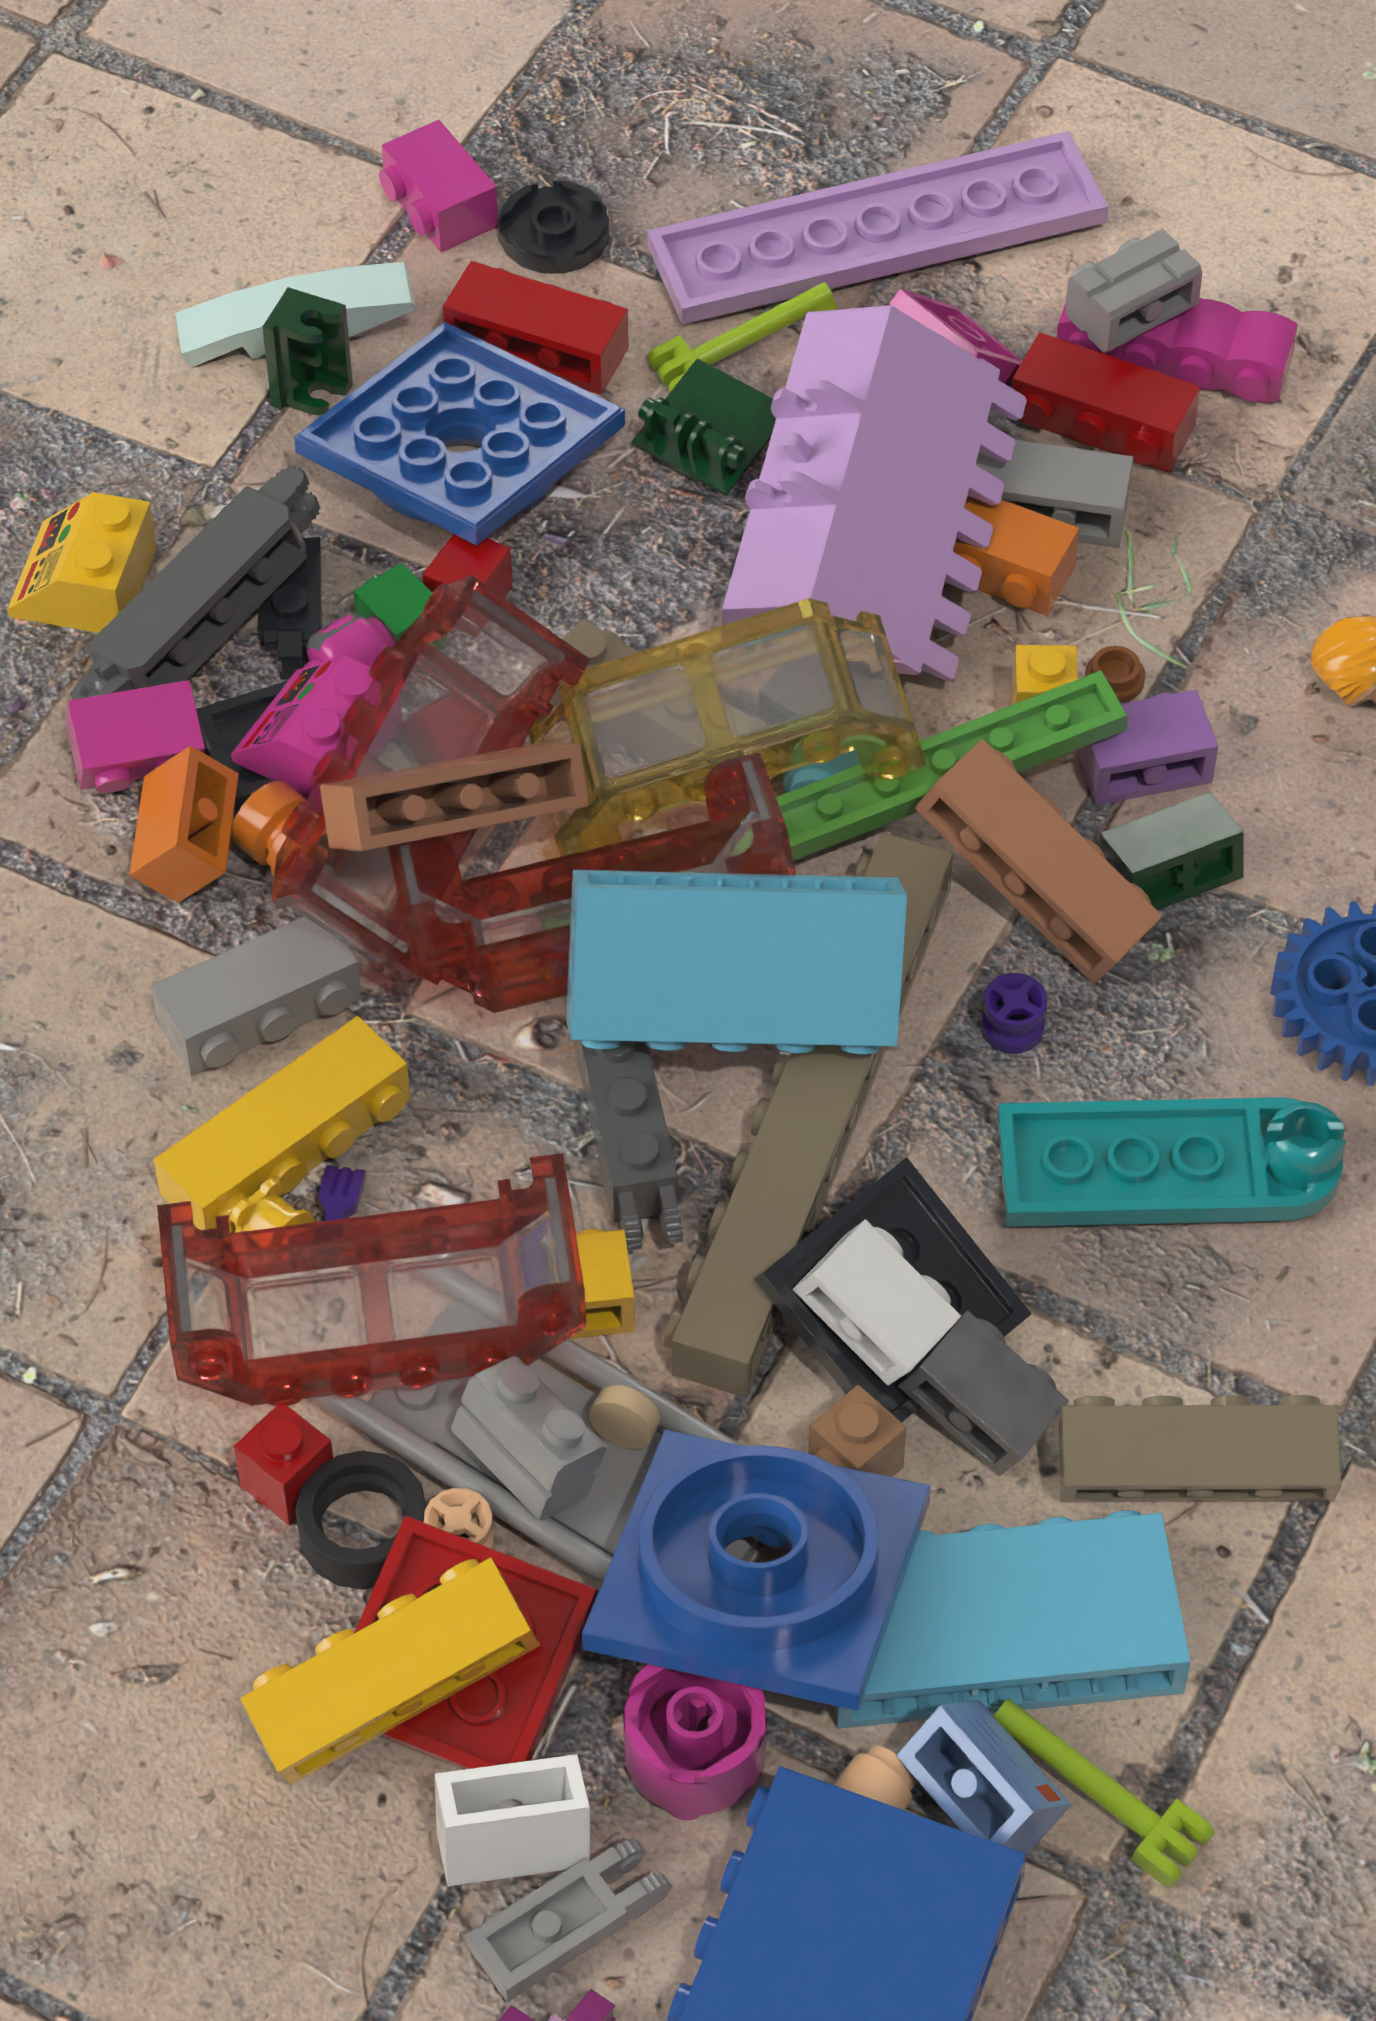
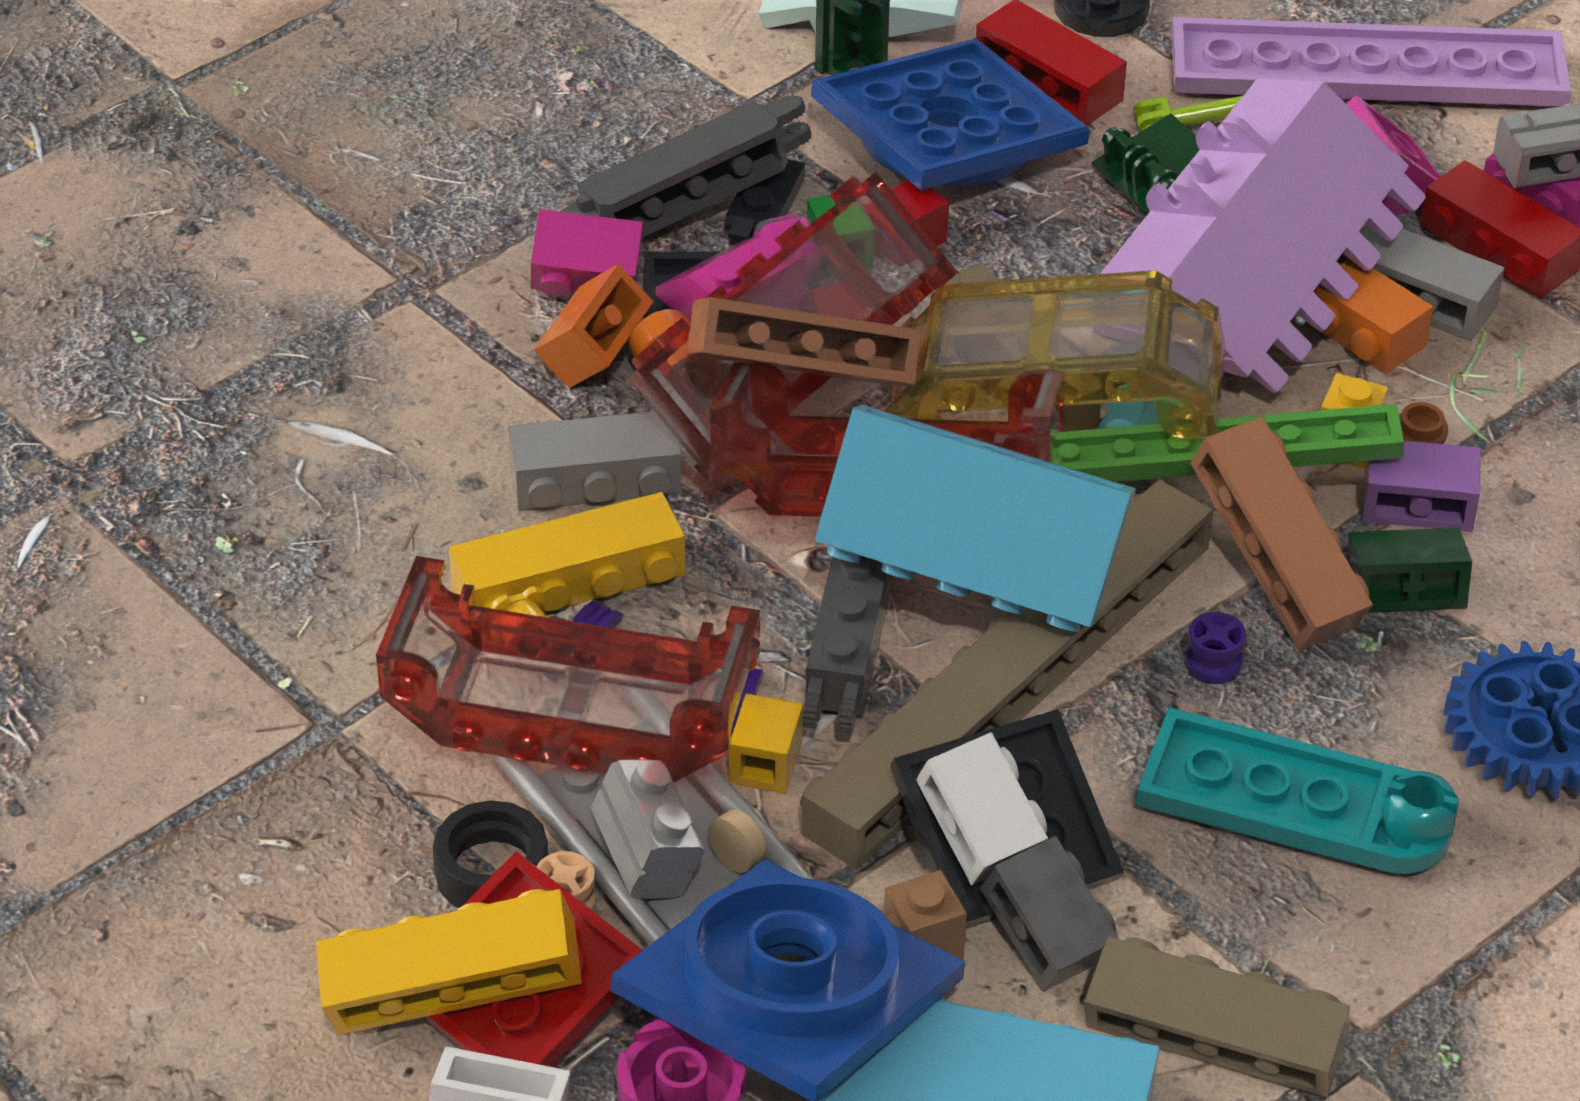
camera: 20 degrees right, 10 degrees down
(86, 563) = (612, 130): yellow slope -> none
(279, 1458) = (441, 786): red brick -> none

